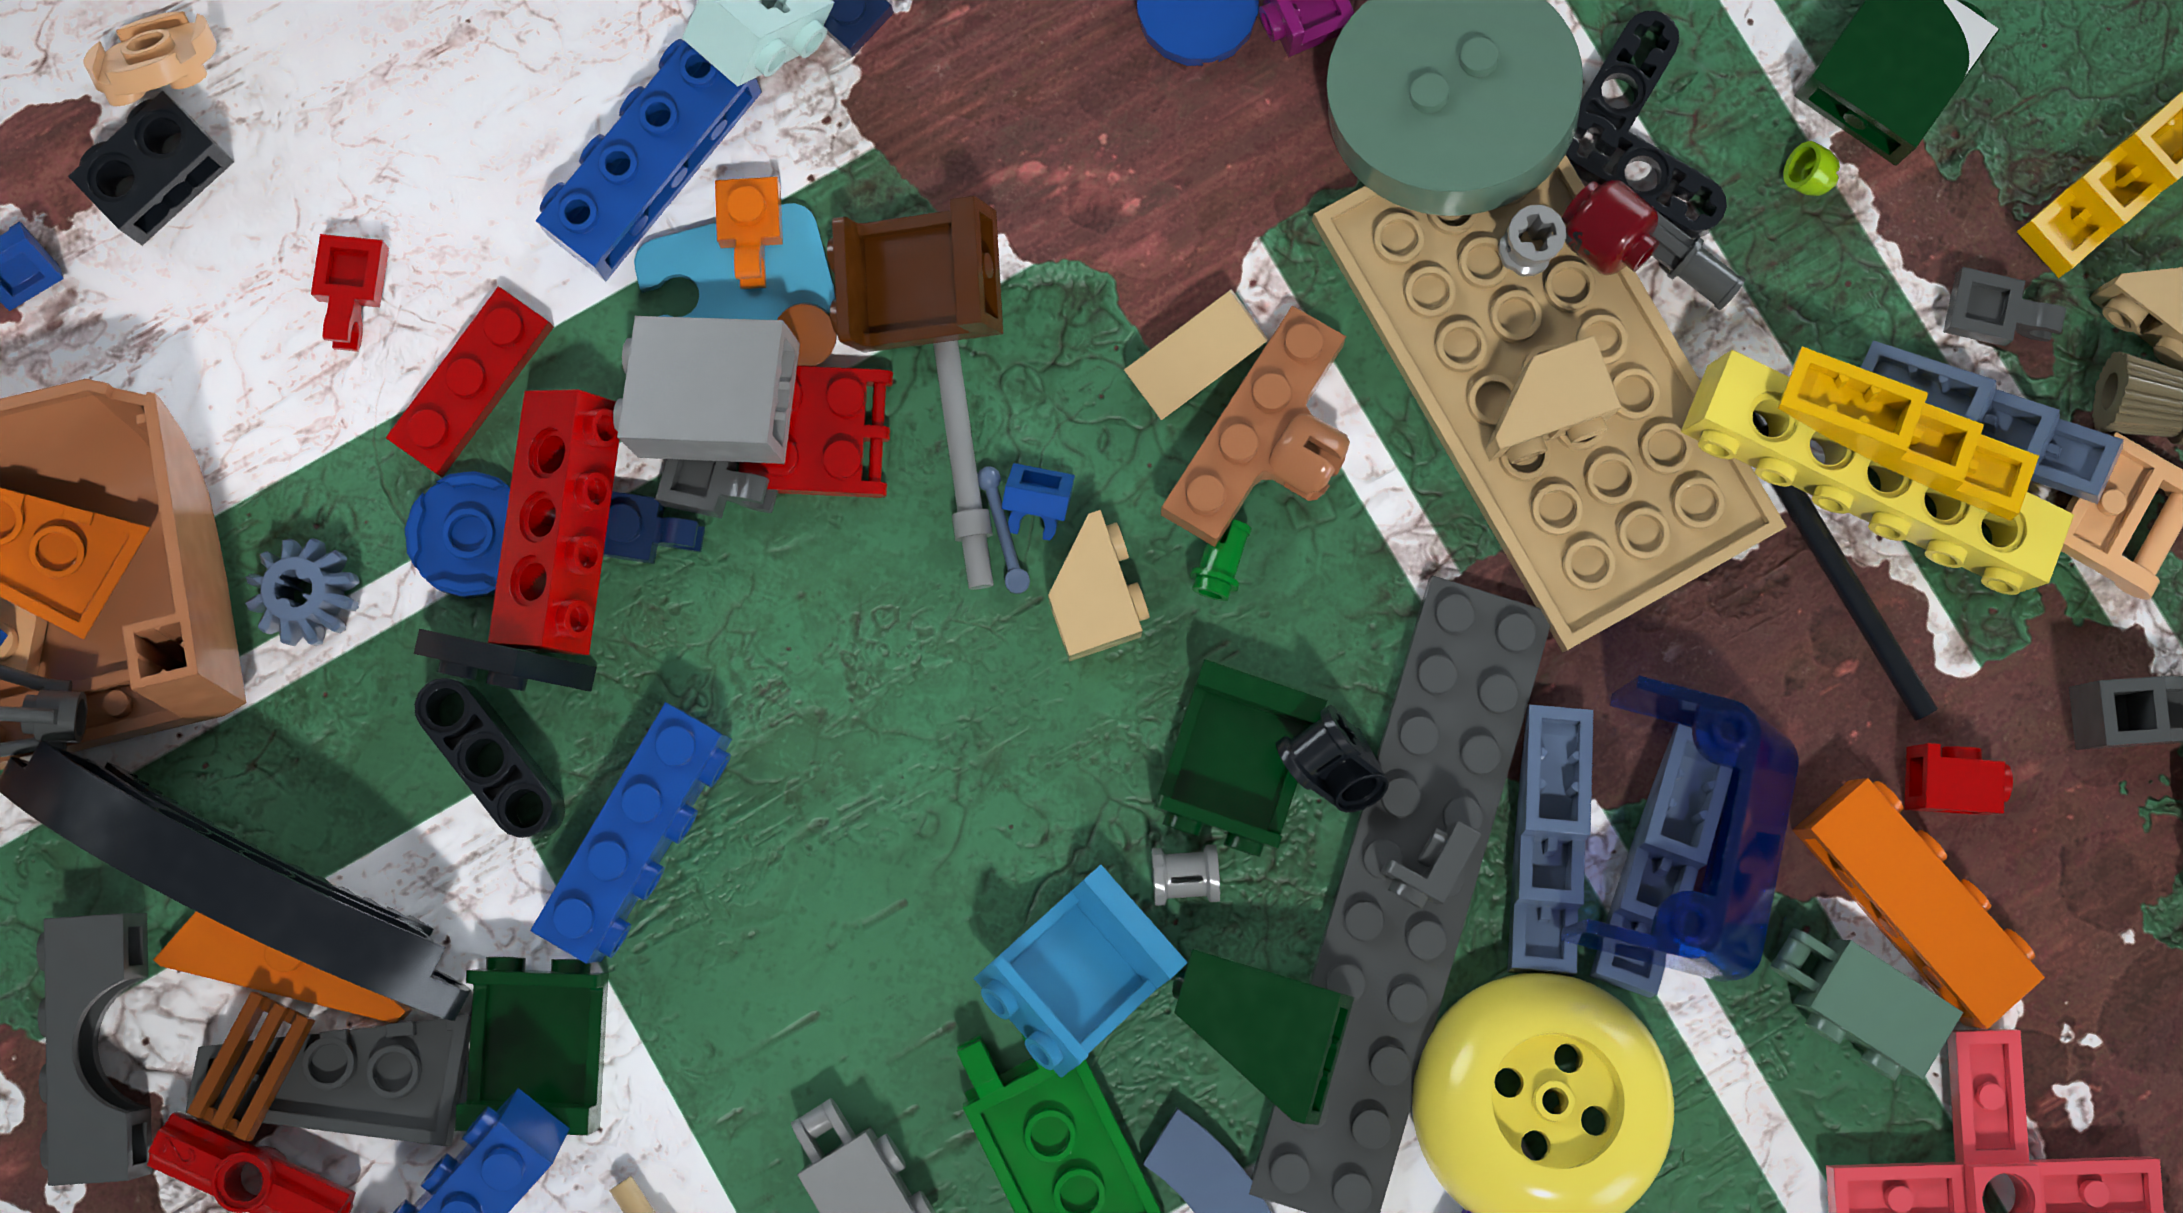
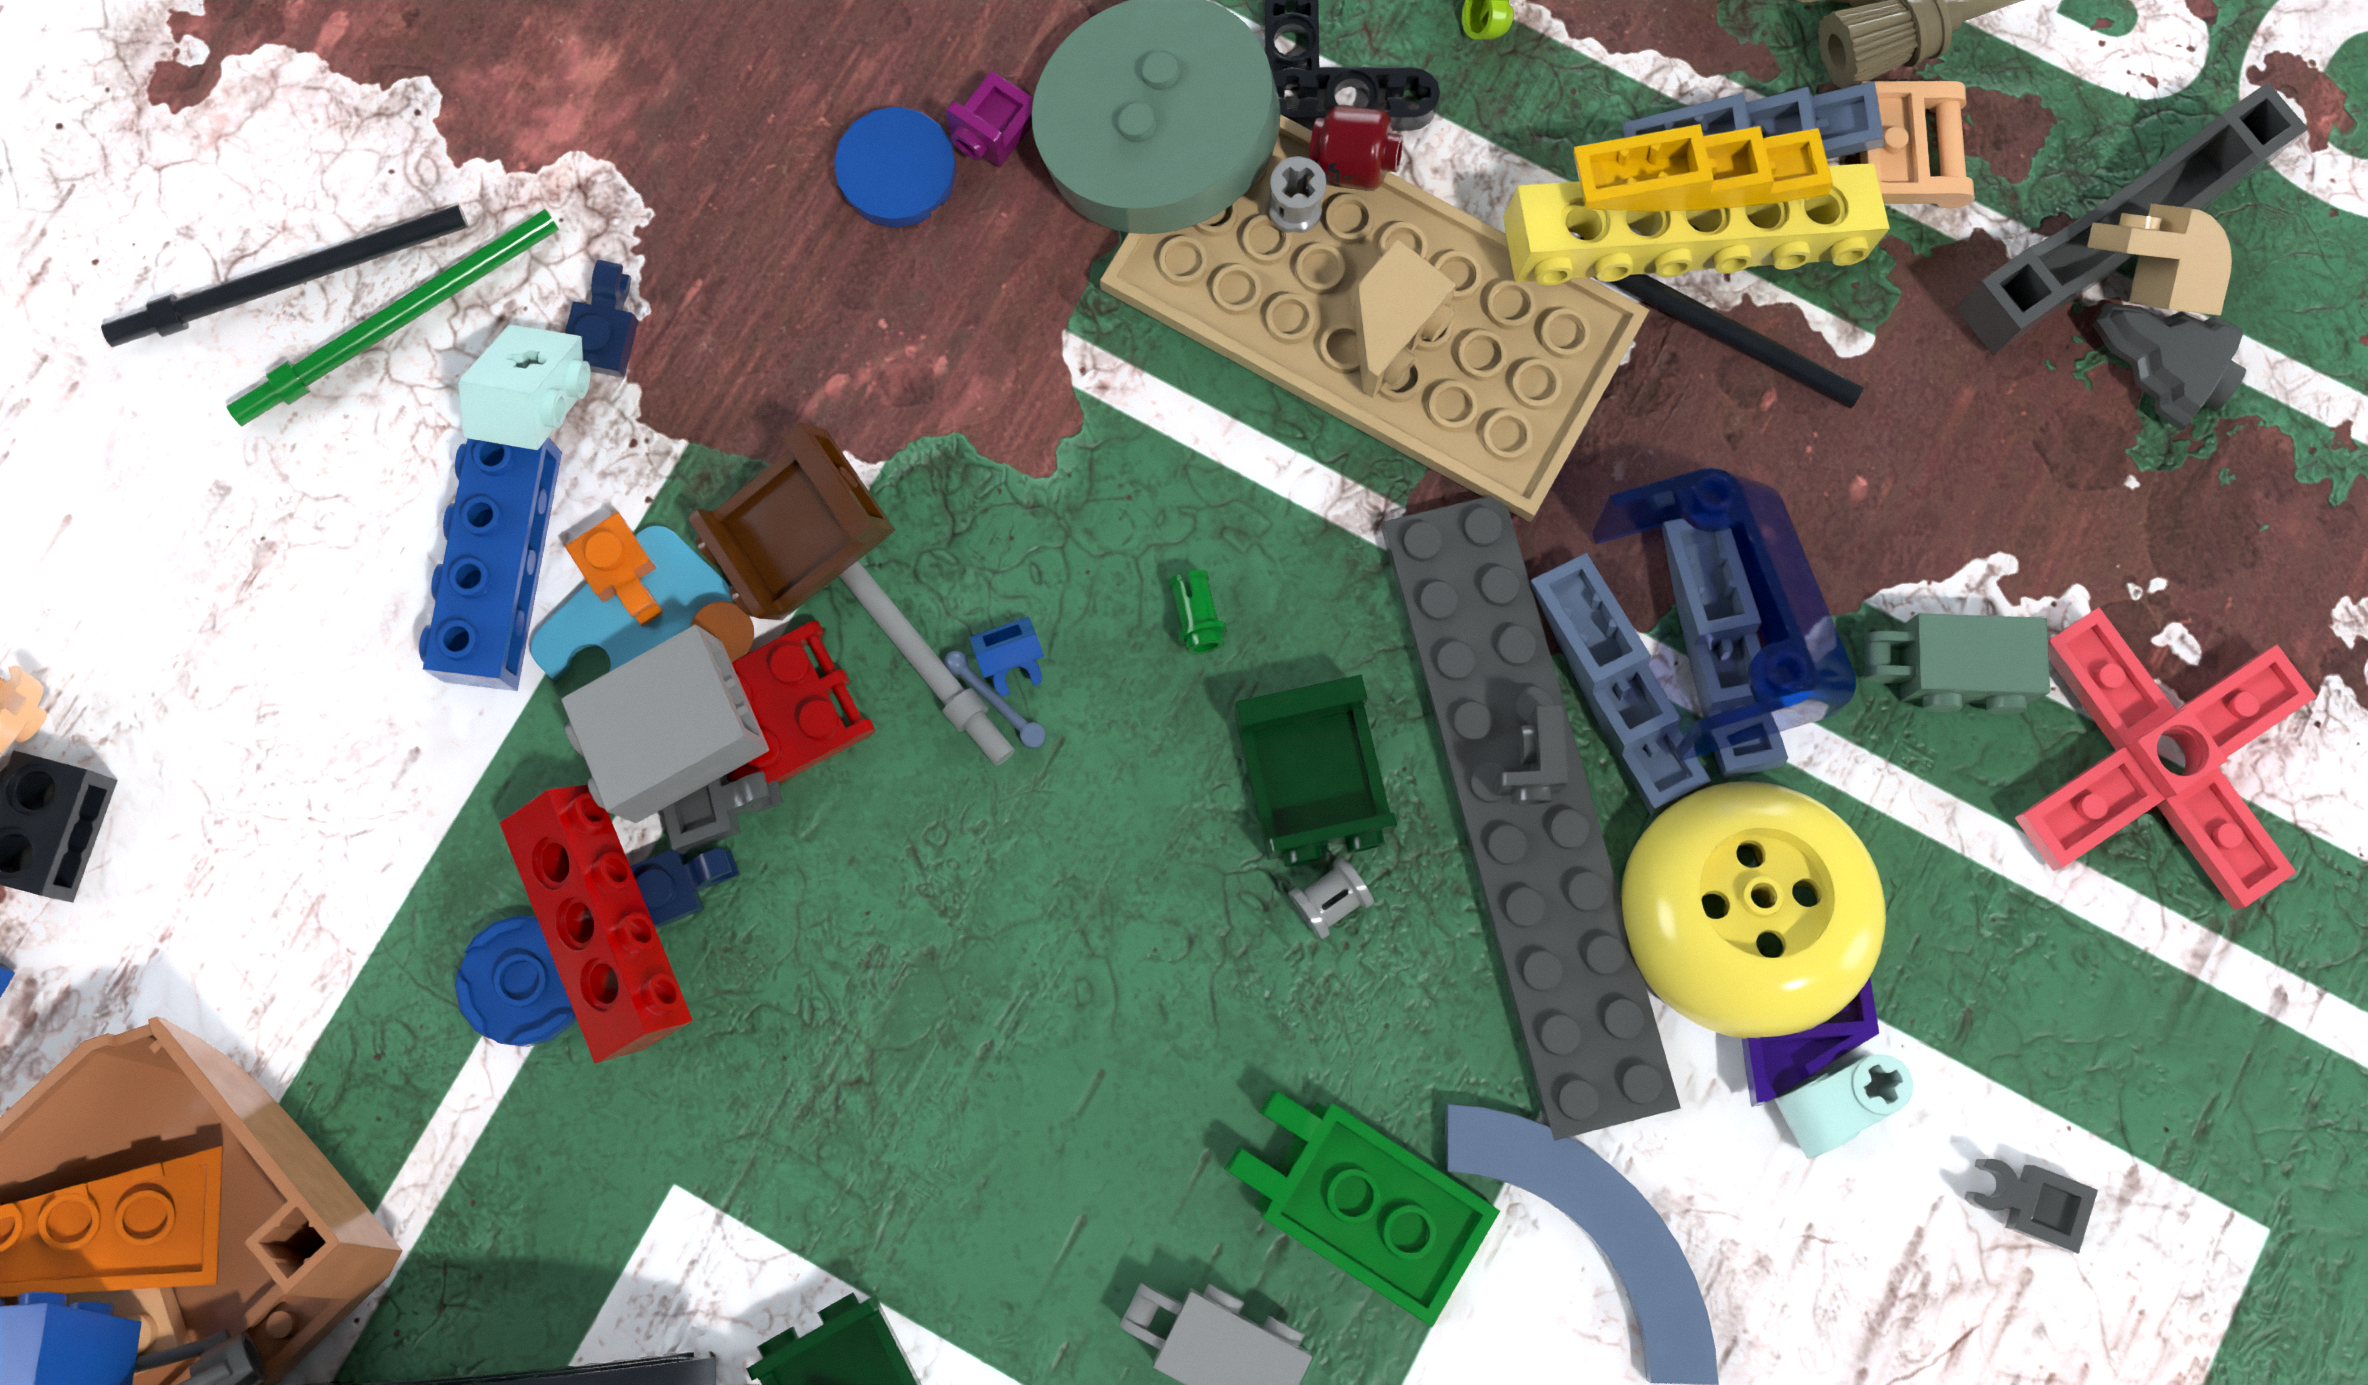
camera: 30 degrees left, 5 degrees down
(283, 578) = (373, 1119): sand blue gear -> none
(348, 276) = (279, 820): red plate -> none
(462, 746) = (625, 1160): black beam -> none
(470, 382) = (445, 847): red plate -> none
(506, 665) = (619, 1072): black wing -> none
(632, 835) = (825, 1156): blue brick -> none
(1079, 972) = (1292, 1035): dark azure panel -> none
(1091, 595) = (1105, 707): tan slope -> none
(1196, 354) = (1071, 454): tan slope -> none
(1265, 433) = (1170, 485): nougat plate -> none
(1267, 1028) = (1481, 982): dark green slope -> none
(1335, 762) = (1401, 722): black piece -> none
(1695, 264) = (1443, 144): dark grey axle -> none
(1919, 902) = (1950, 551): orange brick -> none
(1955, 780) = (1915, 436): red brick -> none
(1992, 309) = (1704, 43): dark grey plate -> none

